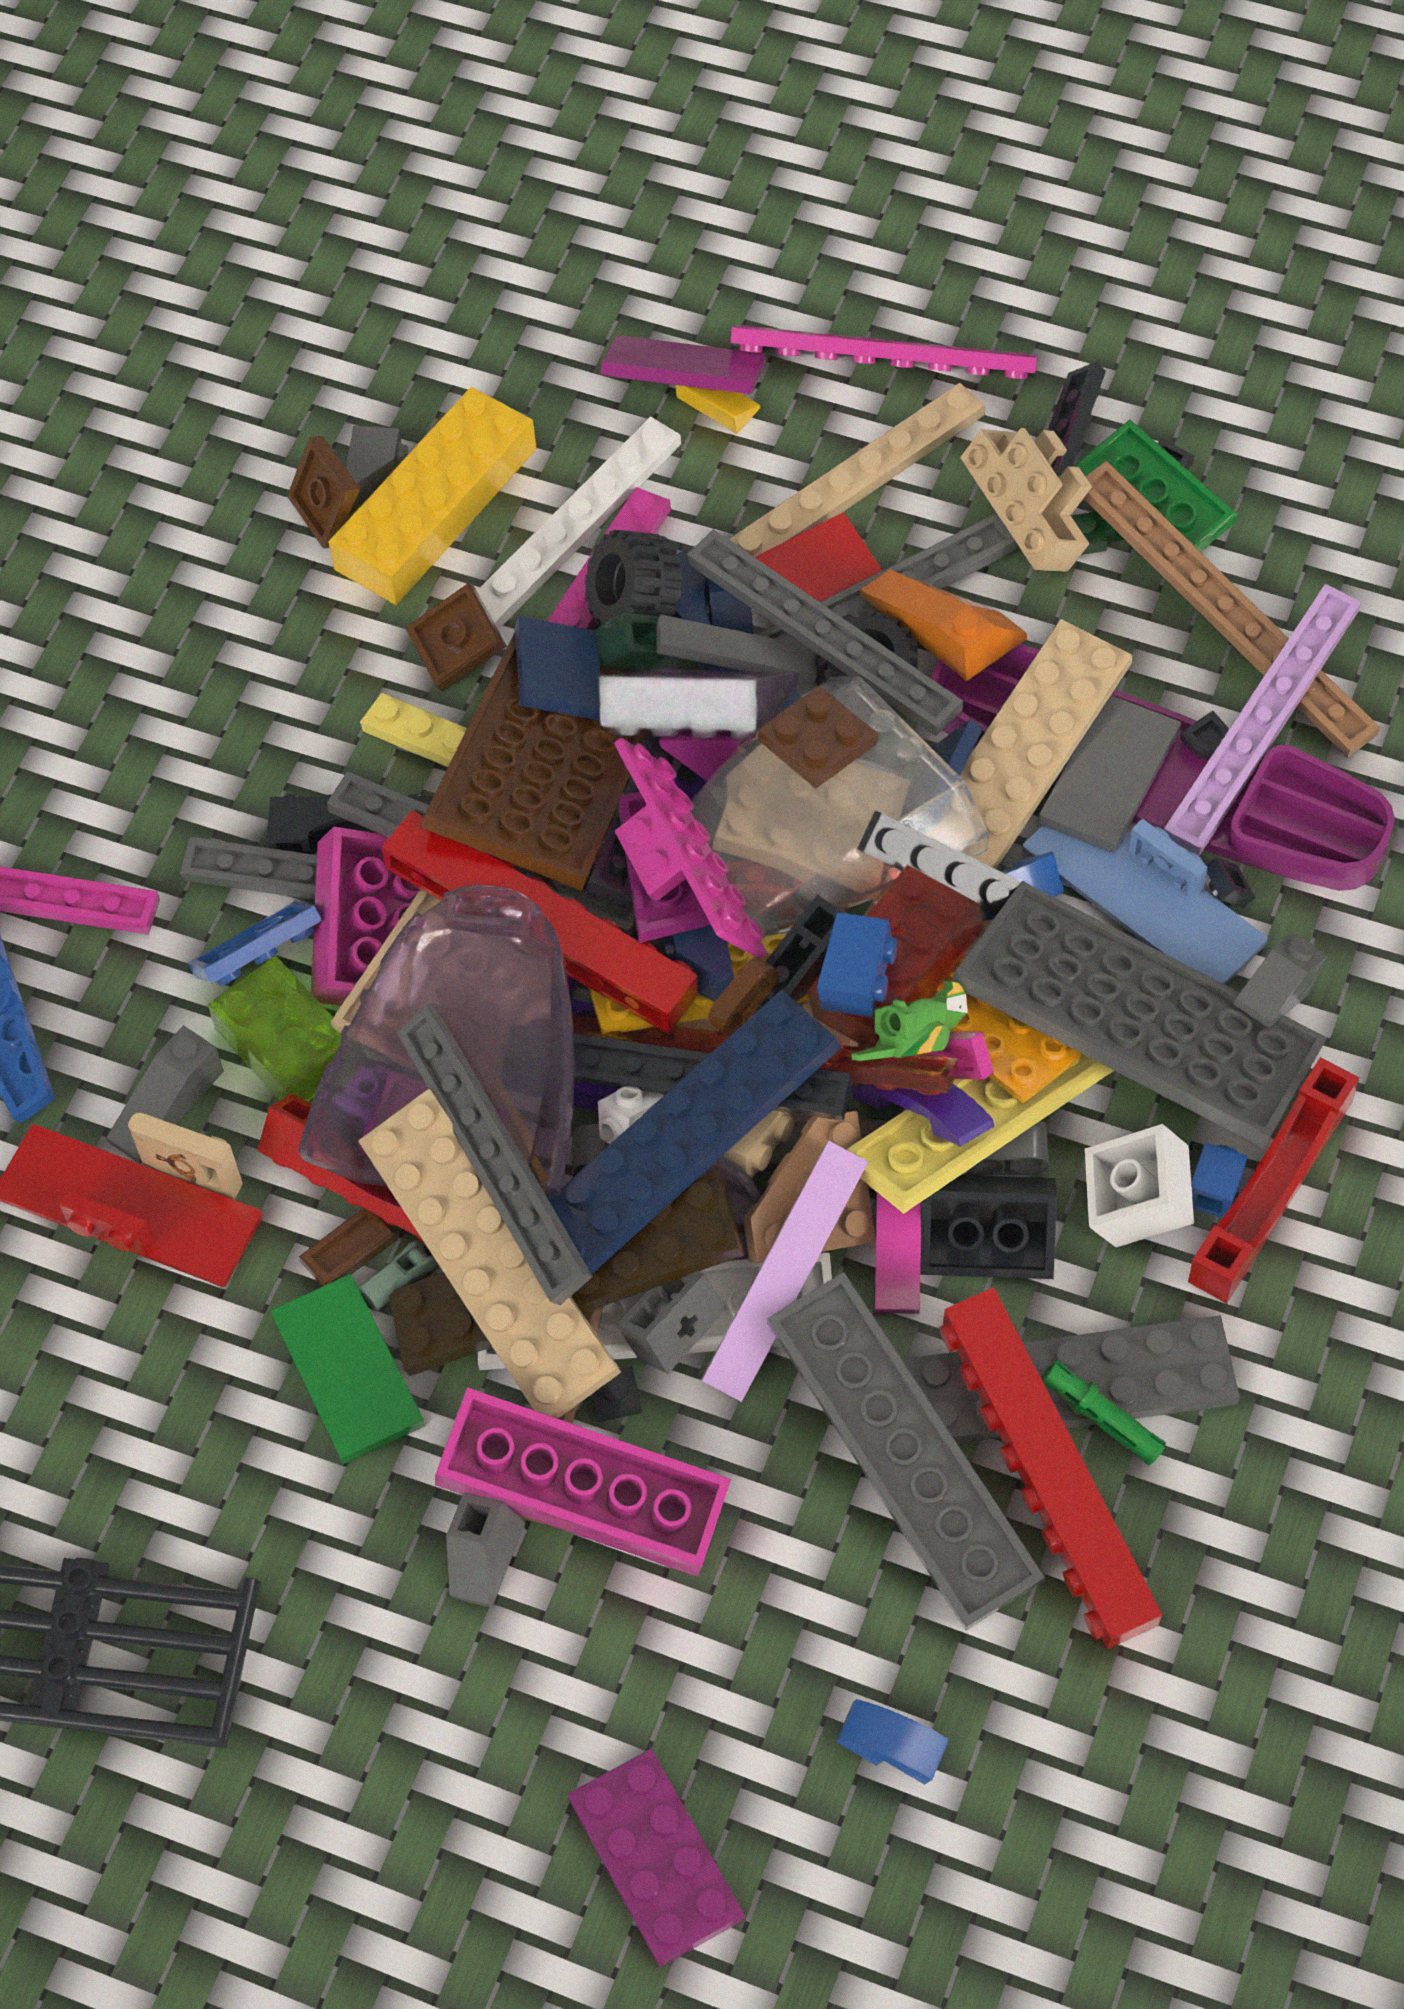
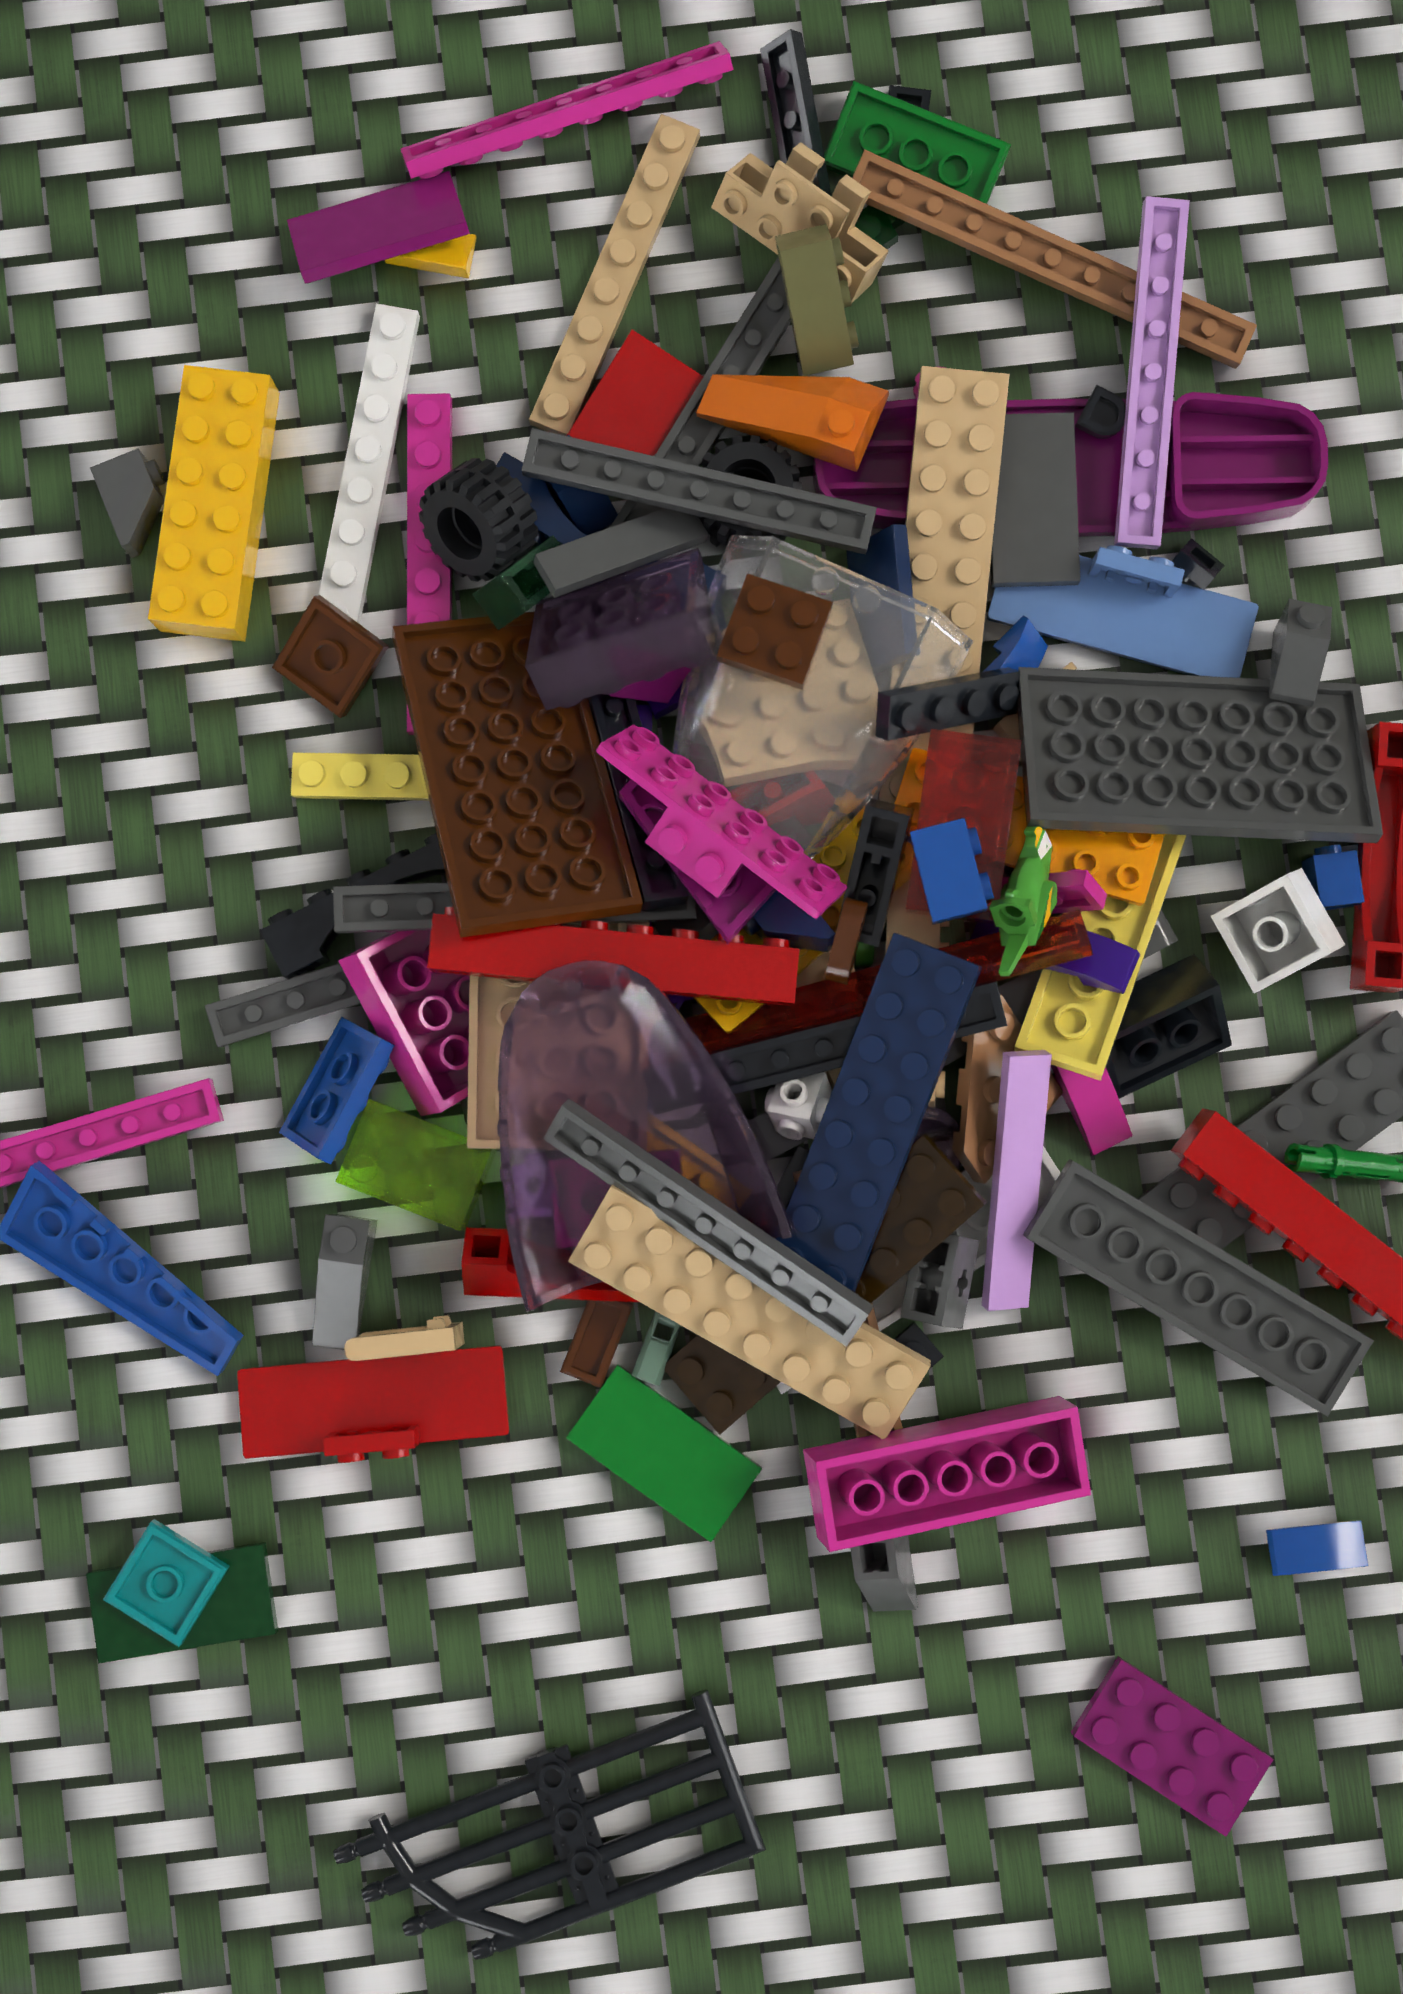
camera: 30 degrees left, 25 degrees up
(322, 490) = (105, 560): reddish brown plate -> none
(558, 668) = (463, 658): dark blue tile -> none
(1003, 545) = (817, 299): none -> olive brick

